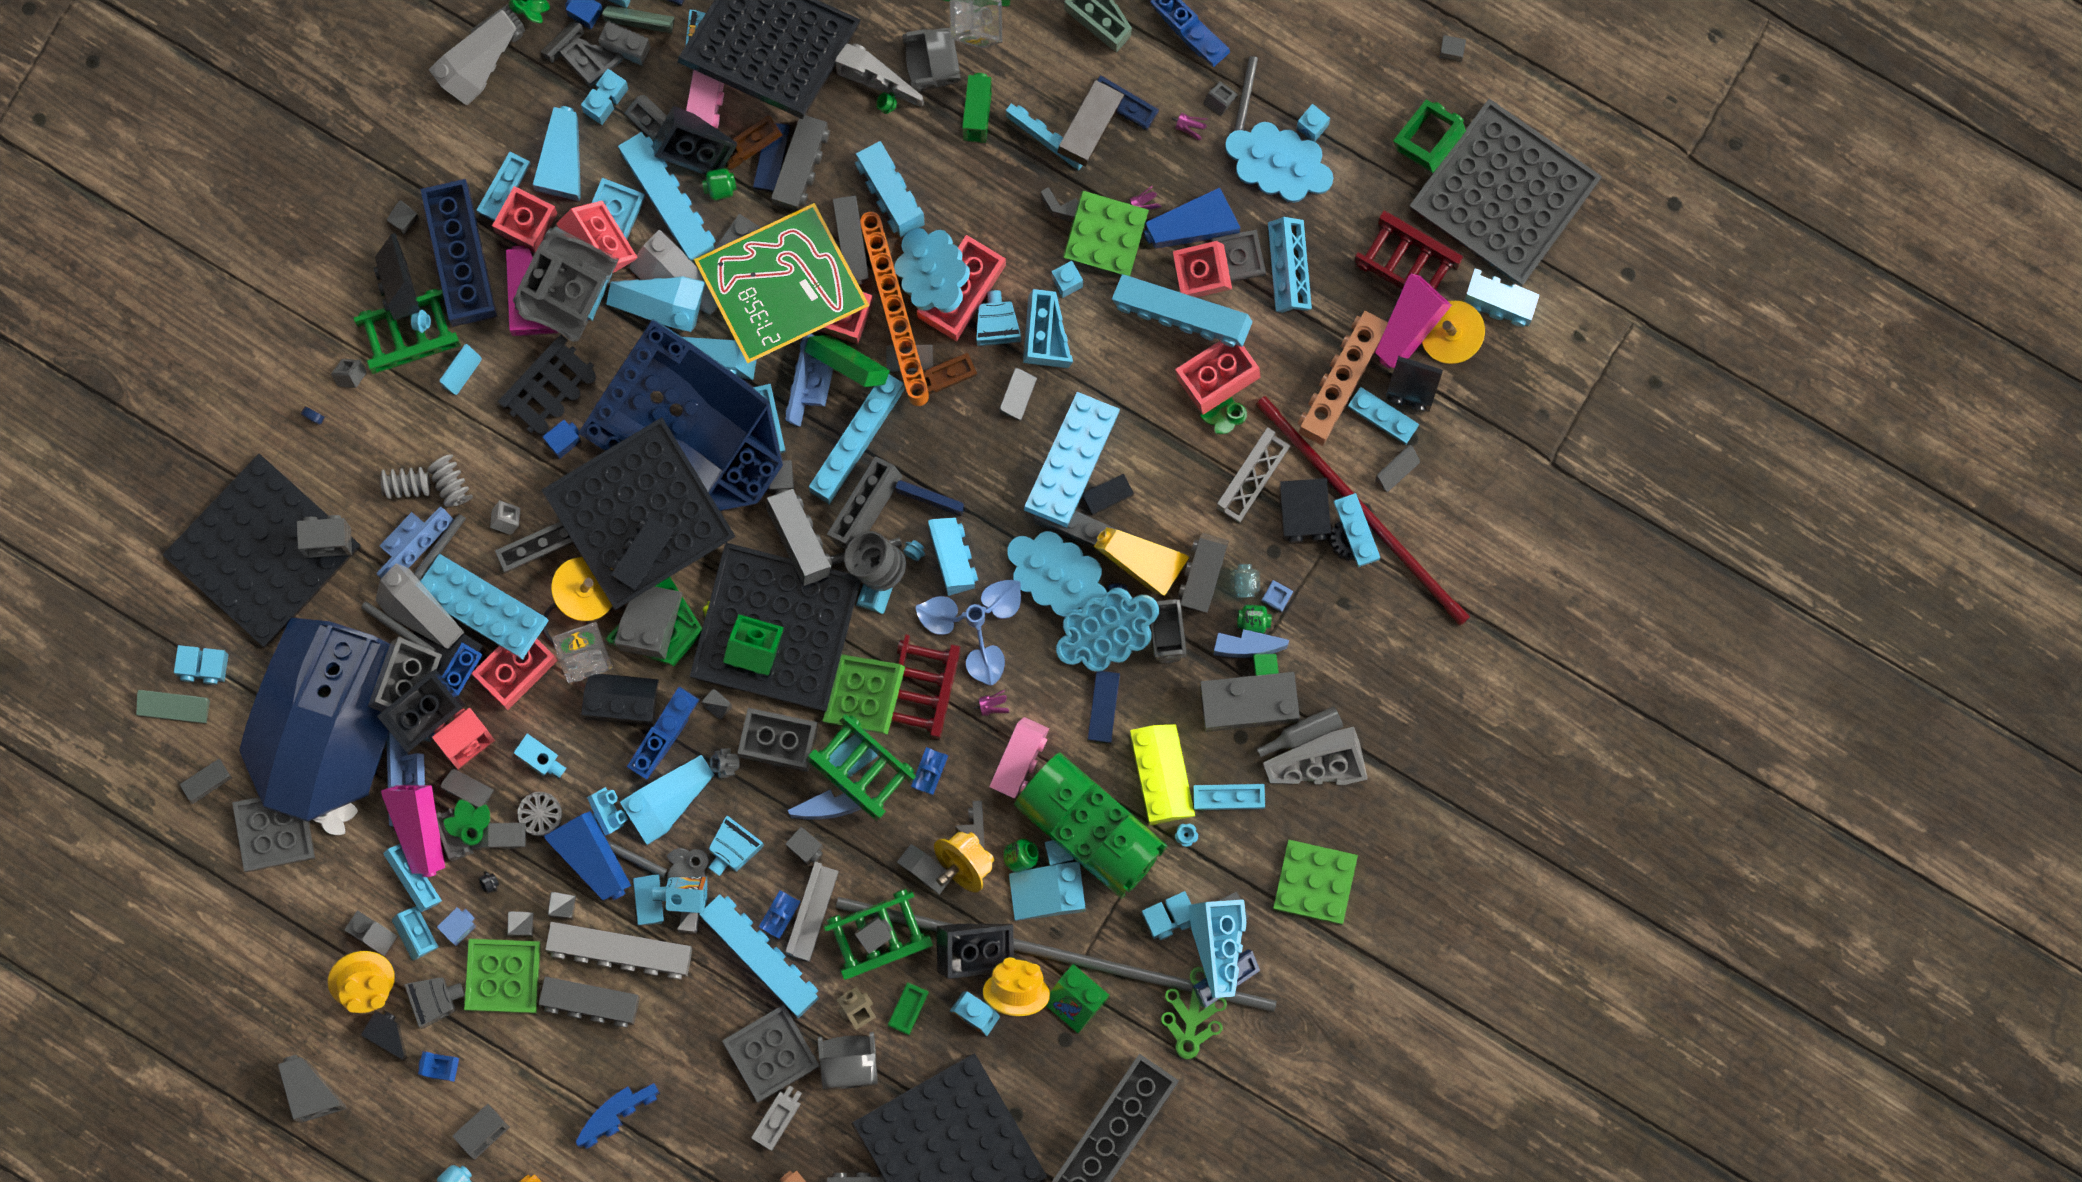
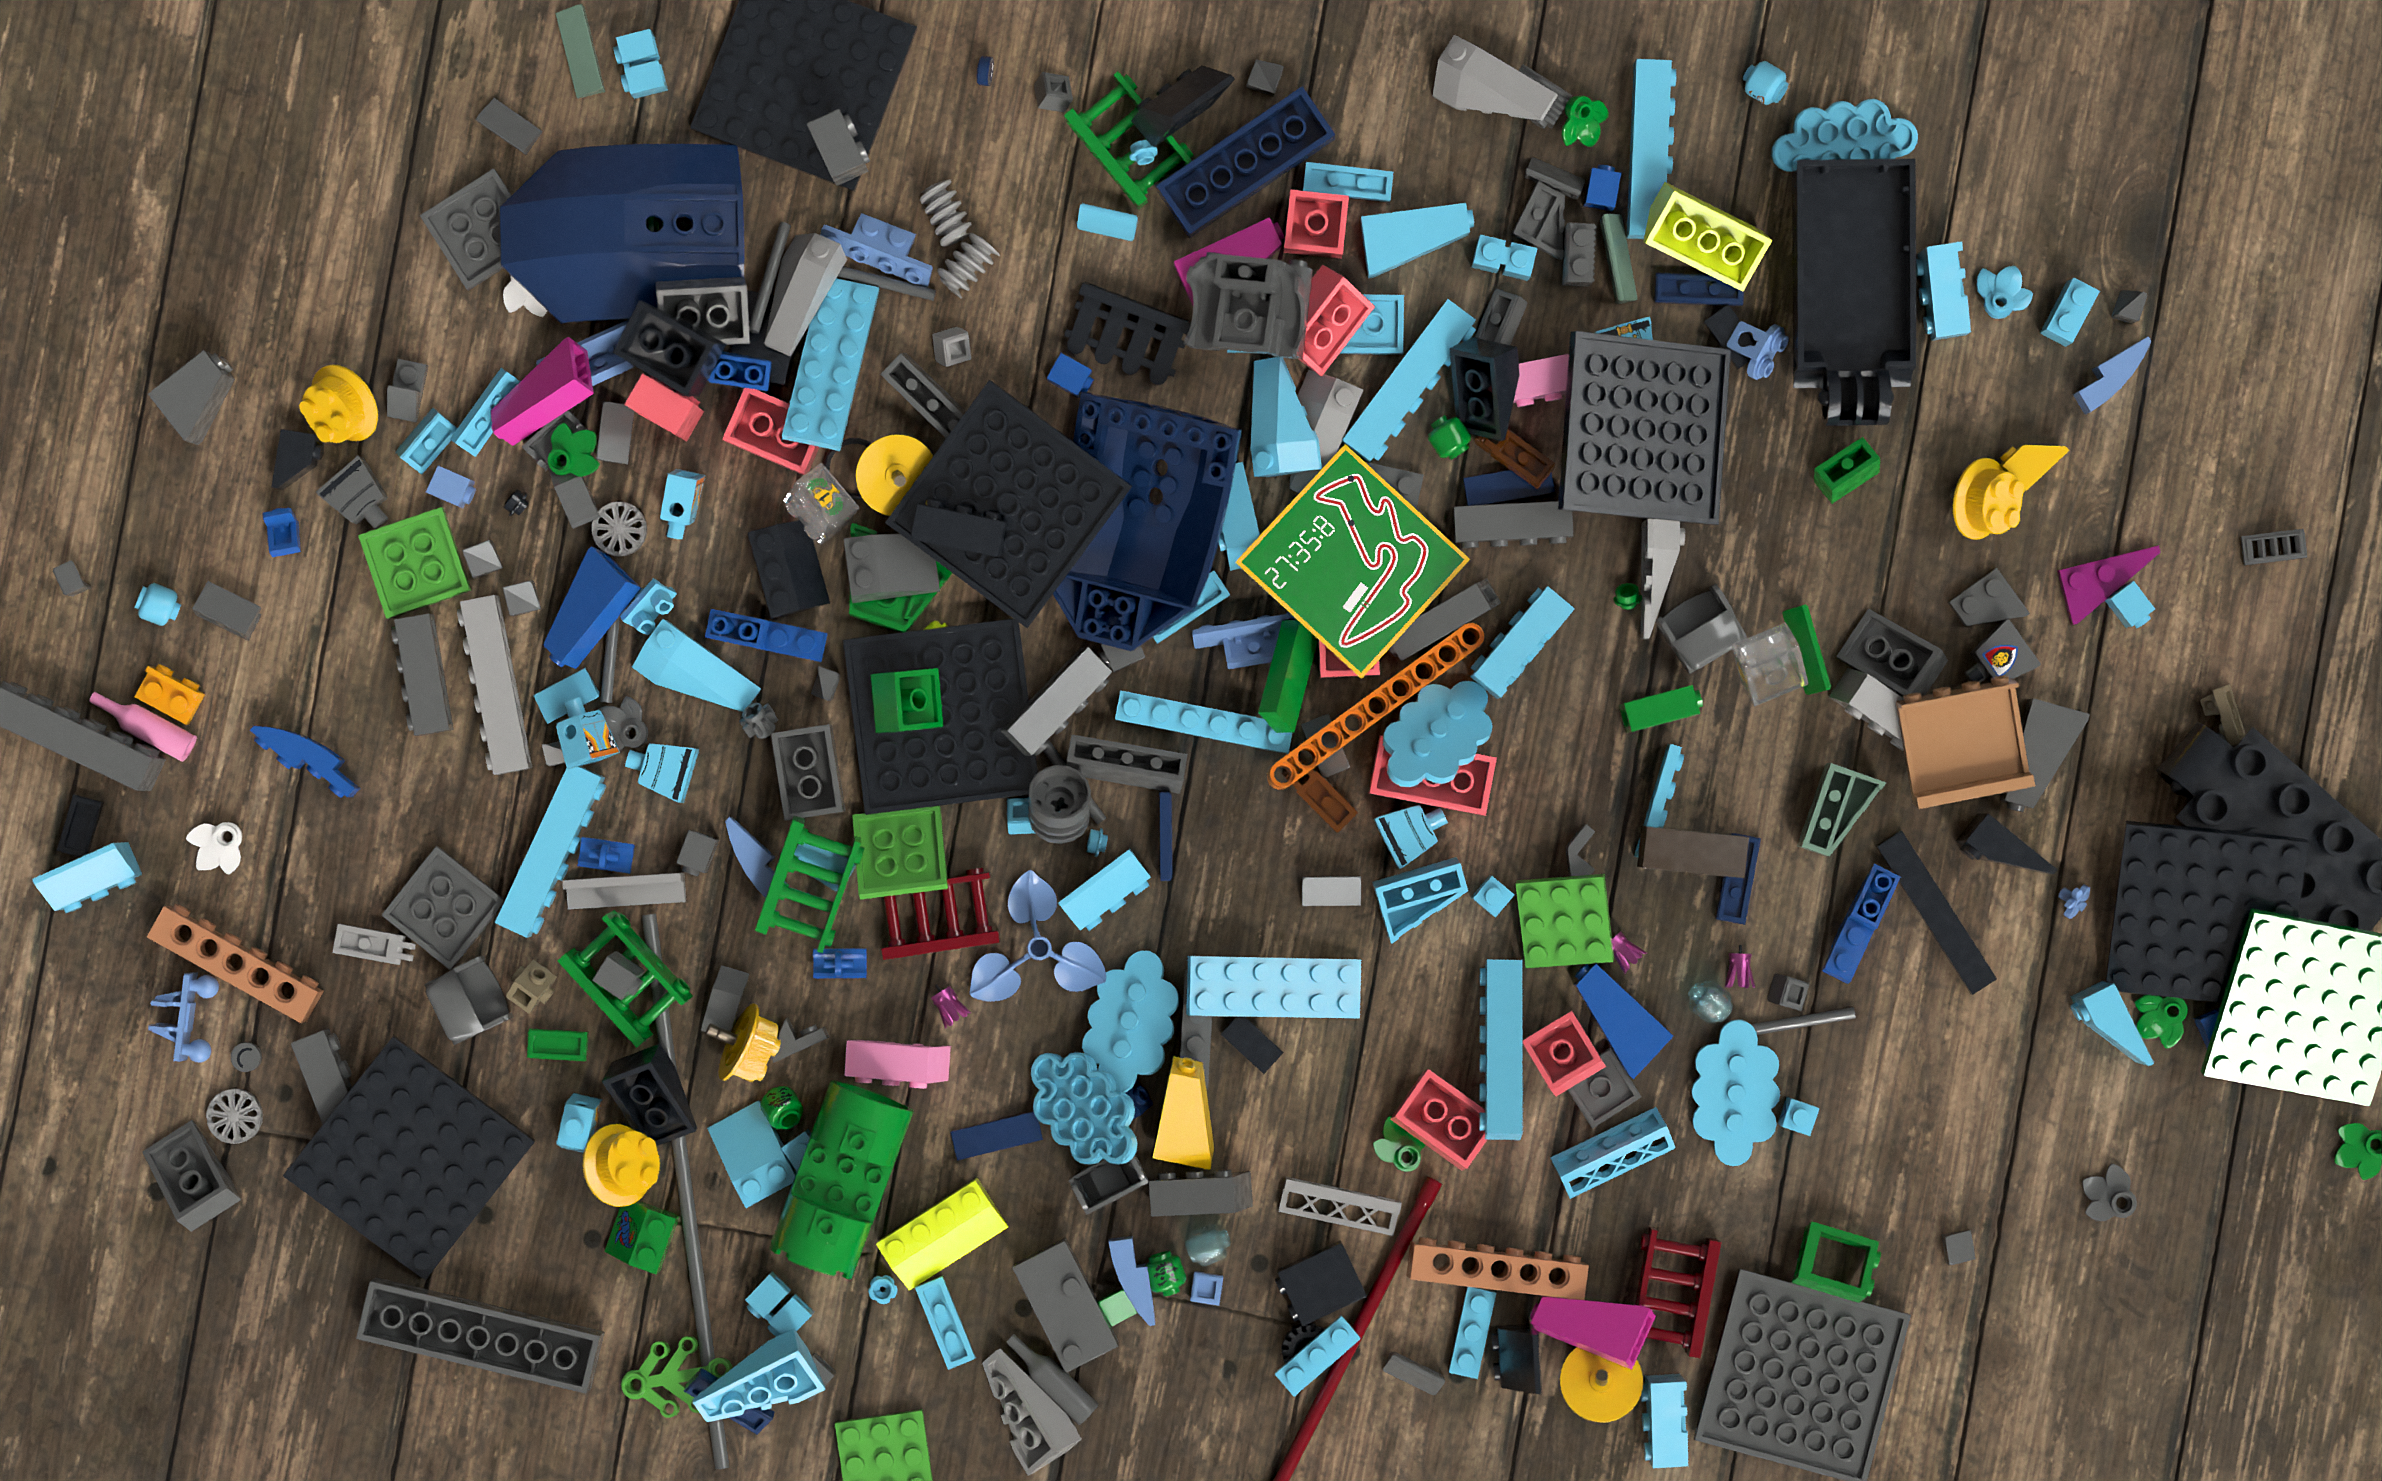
camera: 70 degrees right, 10 degrees up
(1205, 154) = (1710, 1001): none -> clear light blue head

